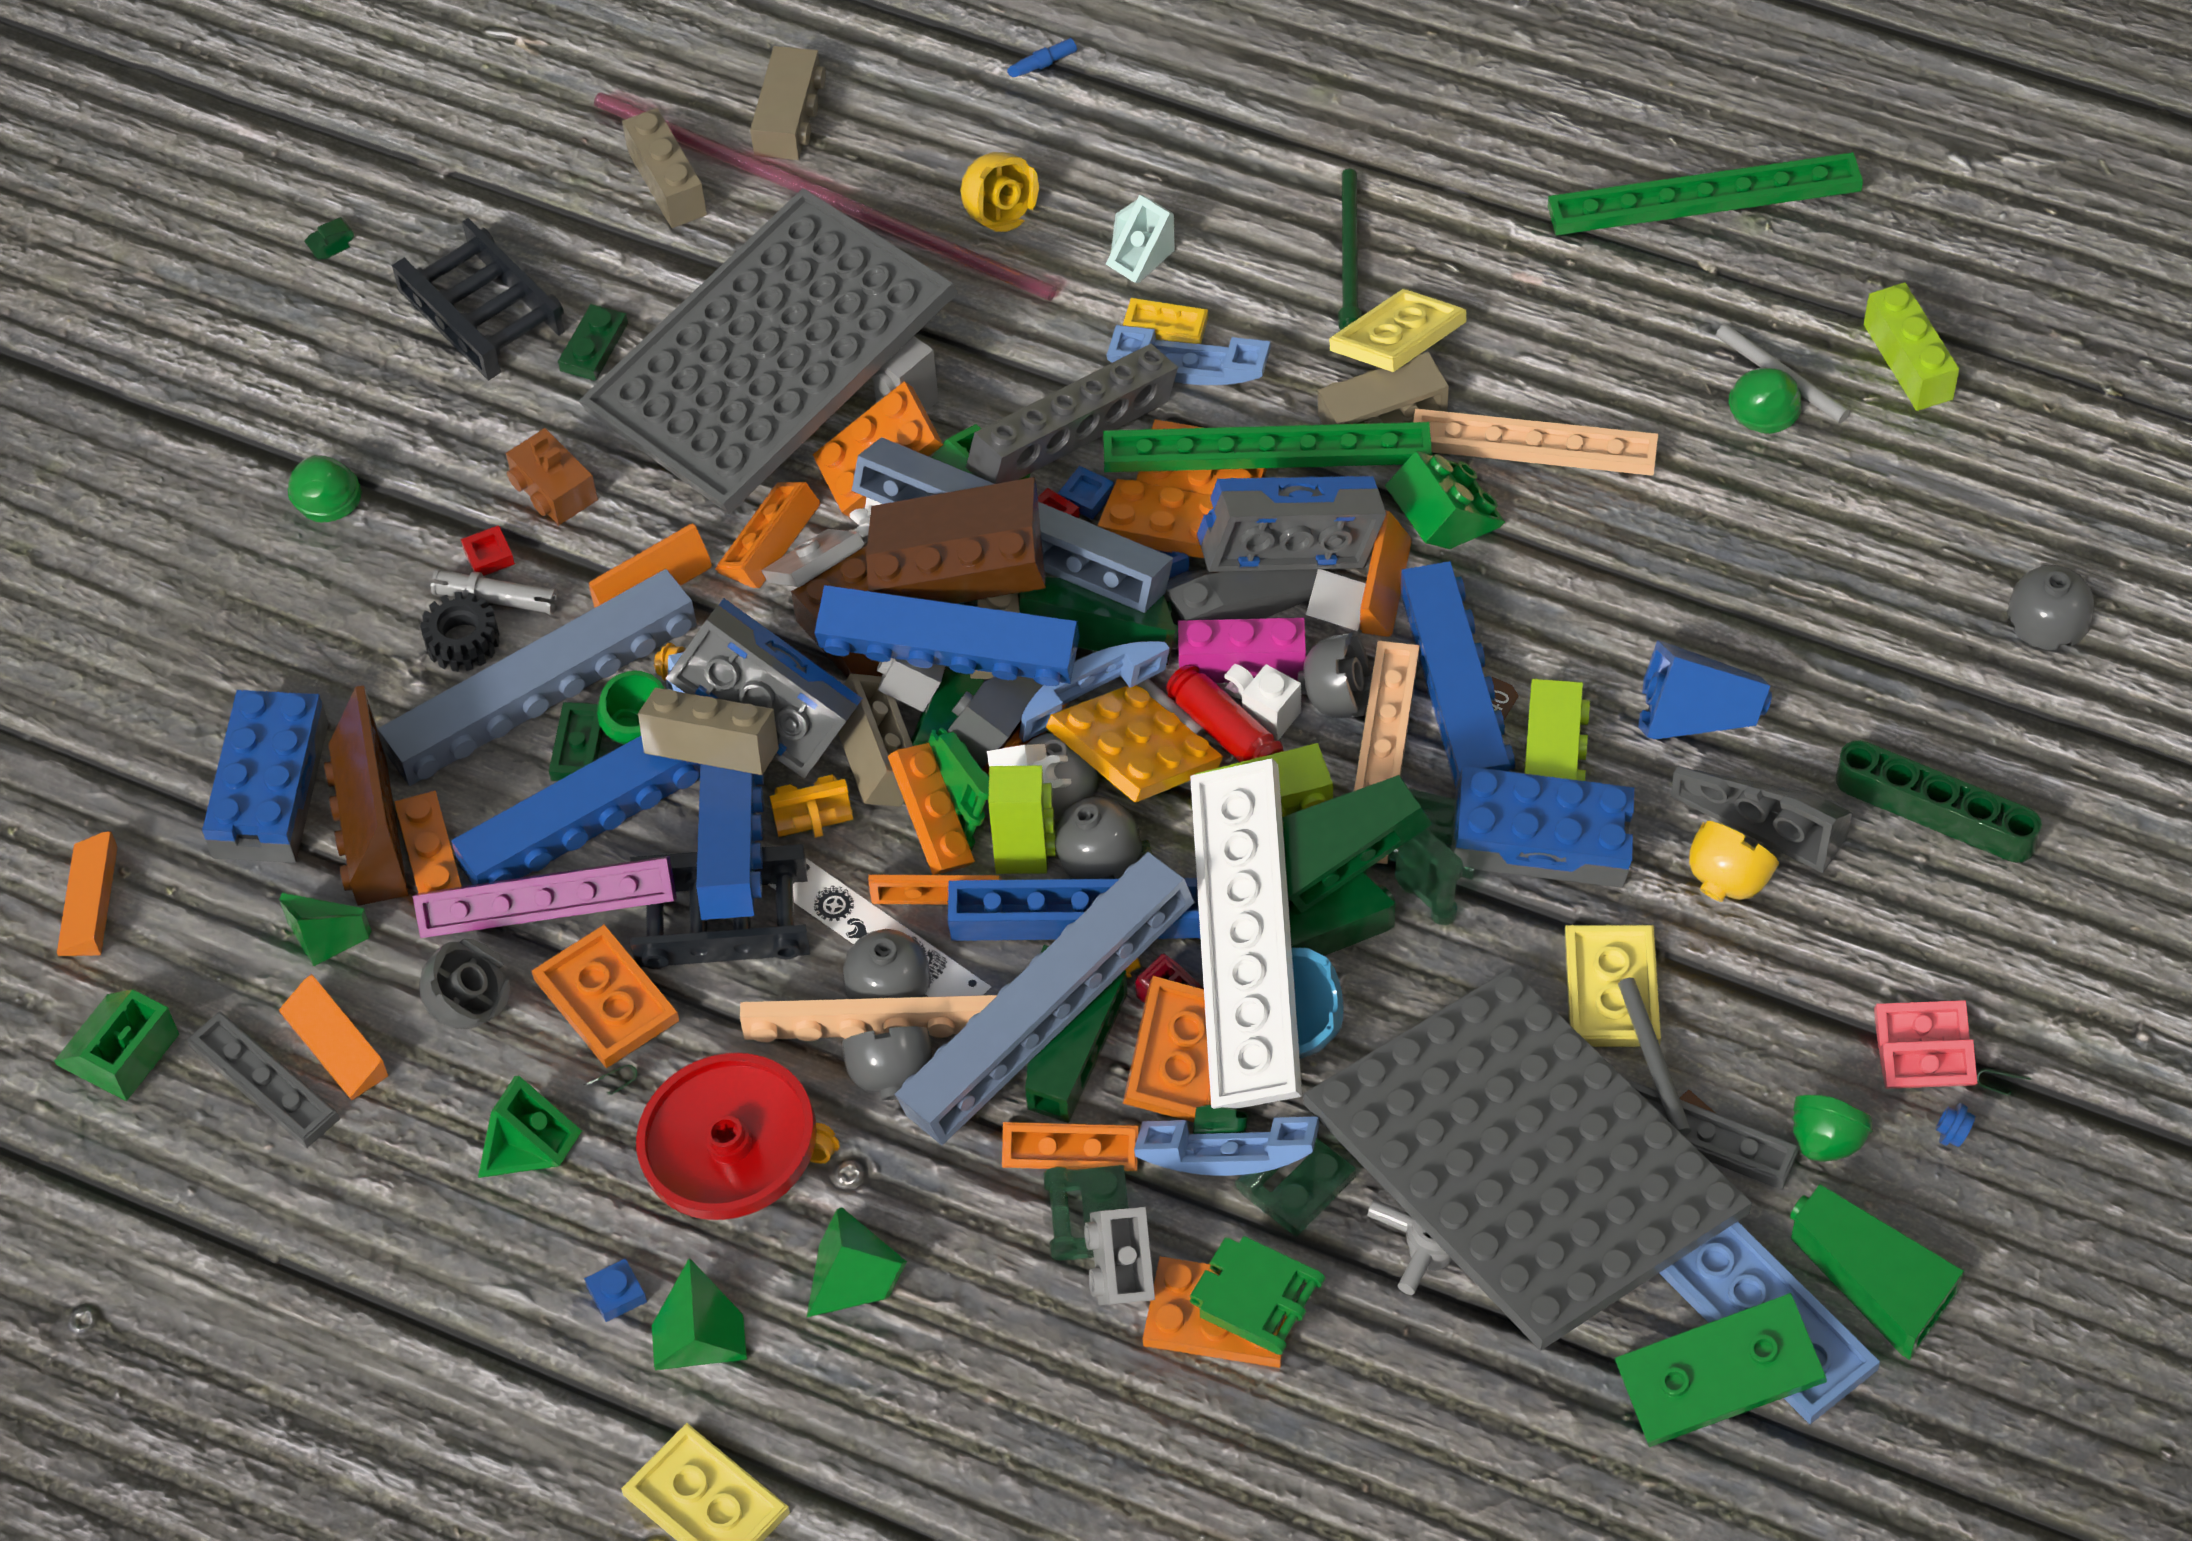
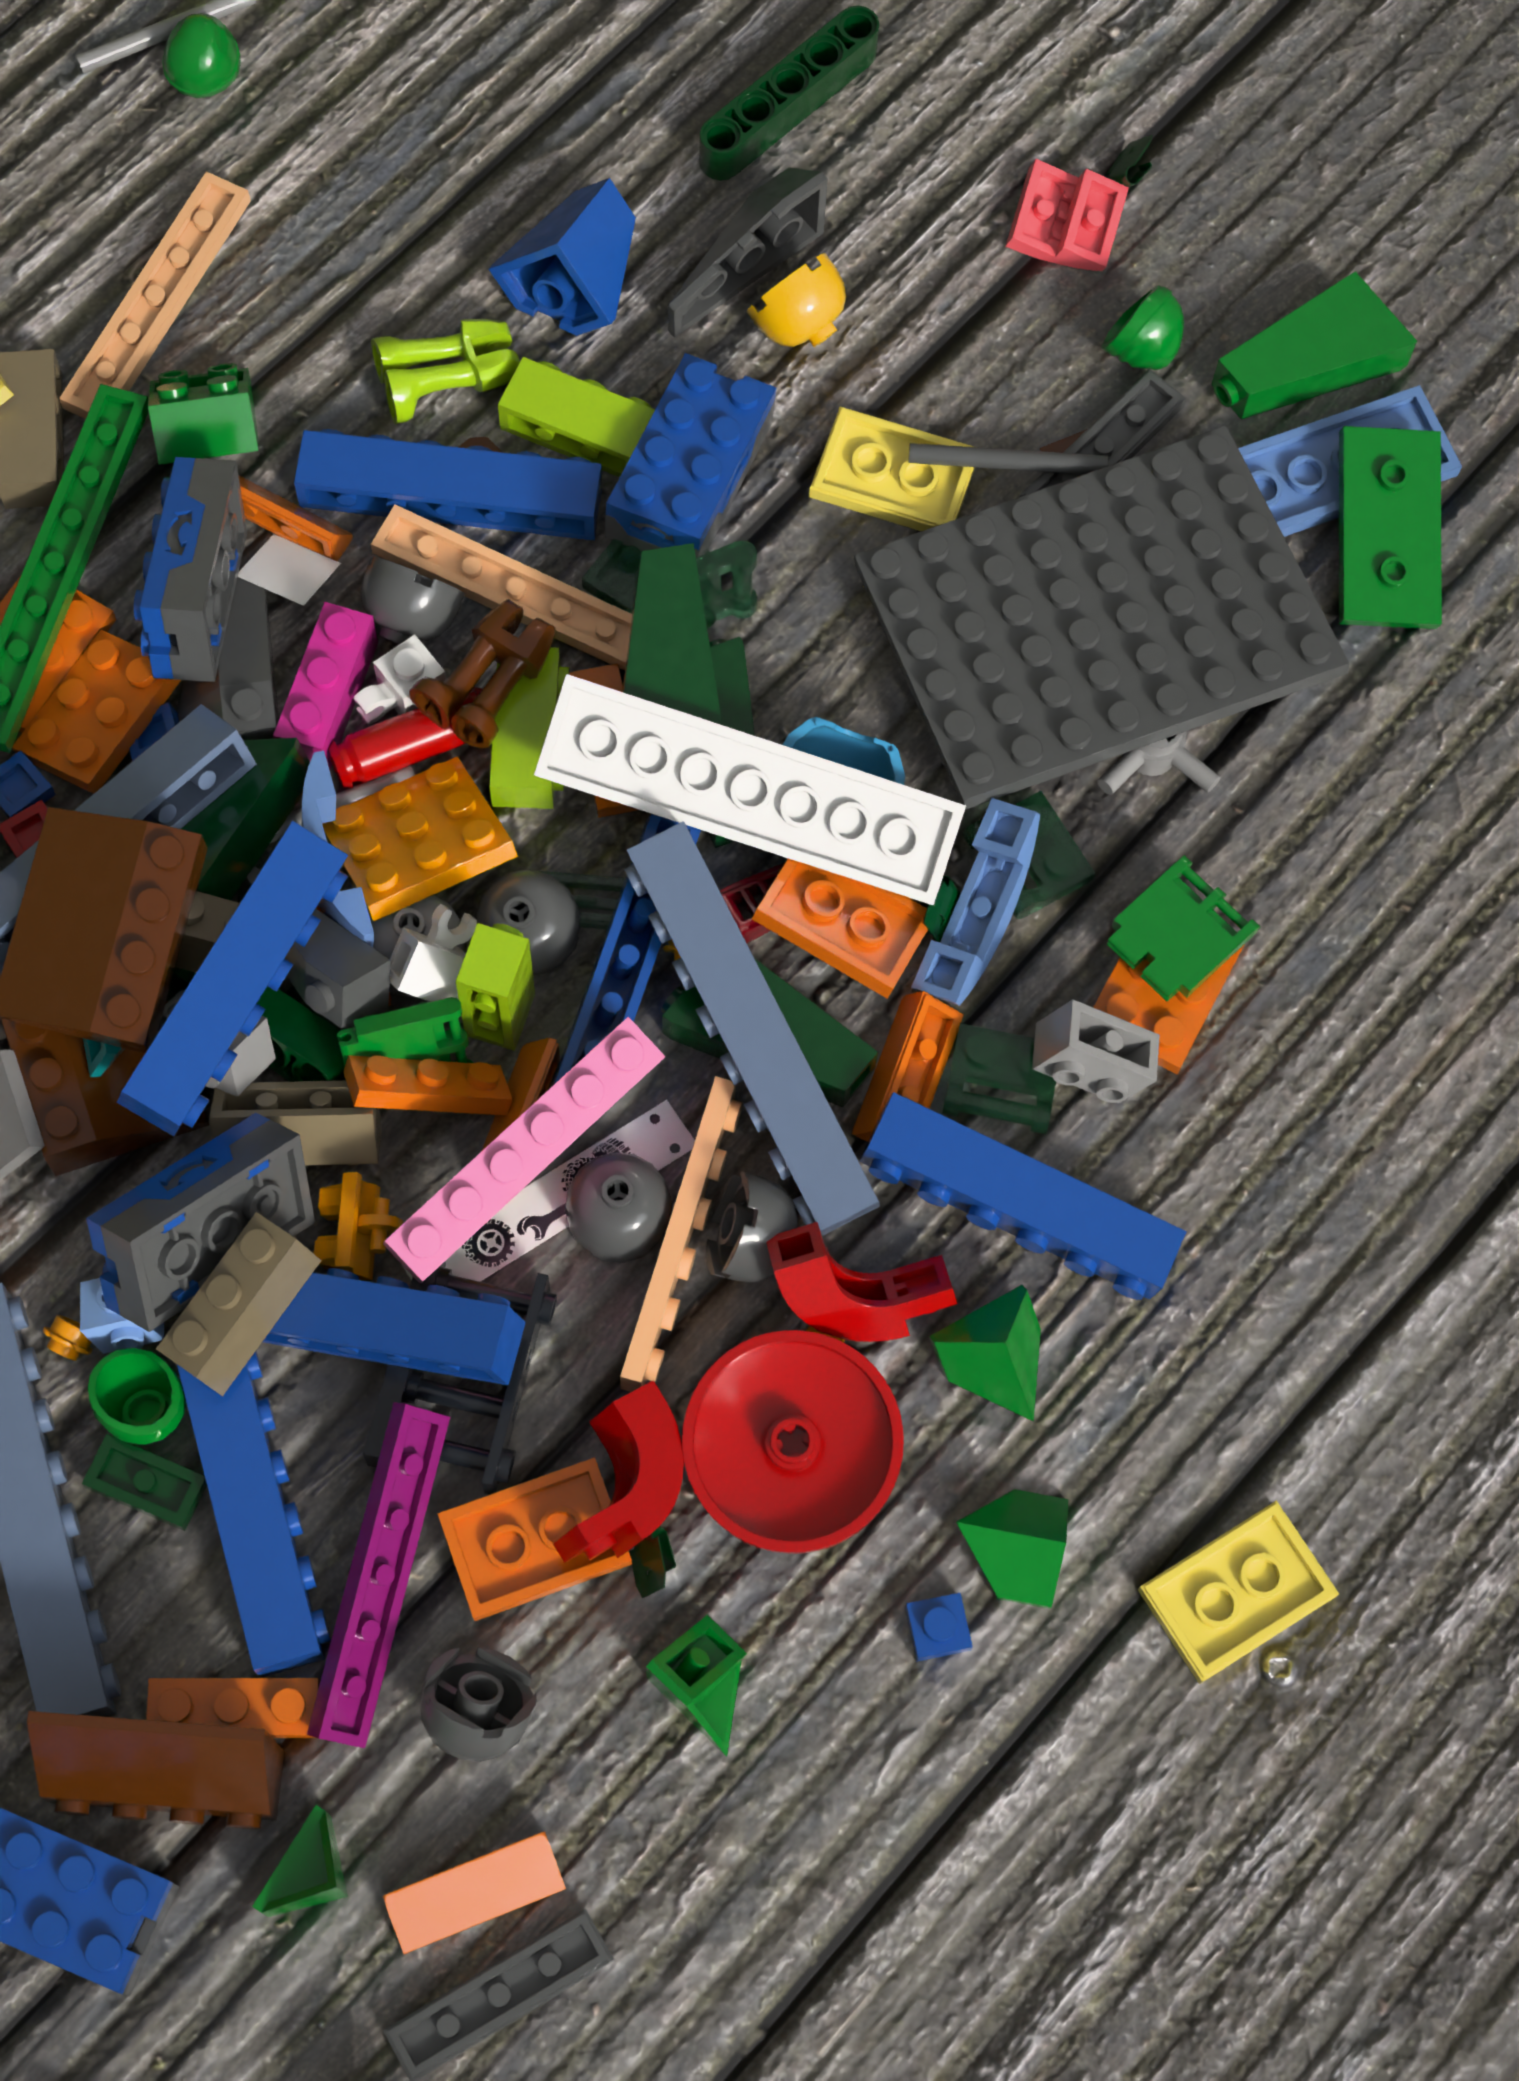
camera: 80 degrees left, 15 degrees up
(661, 1048) = (648, 1475): none -> red arch
(851, 1135) = (853, 1302): none -> red arch
(887, 870) = (523, 1150): none -> bright pink brick
(979, 1242) = (1022, 1198): none -> blue brick
(1317, 734) = (495, 642): none -> reddish brown piece
(1570, 664) = (484, 363): none -> lime piece
(1955, 1125) = (1174, 223): blue plate -> none

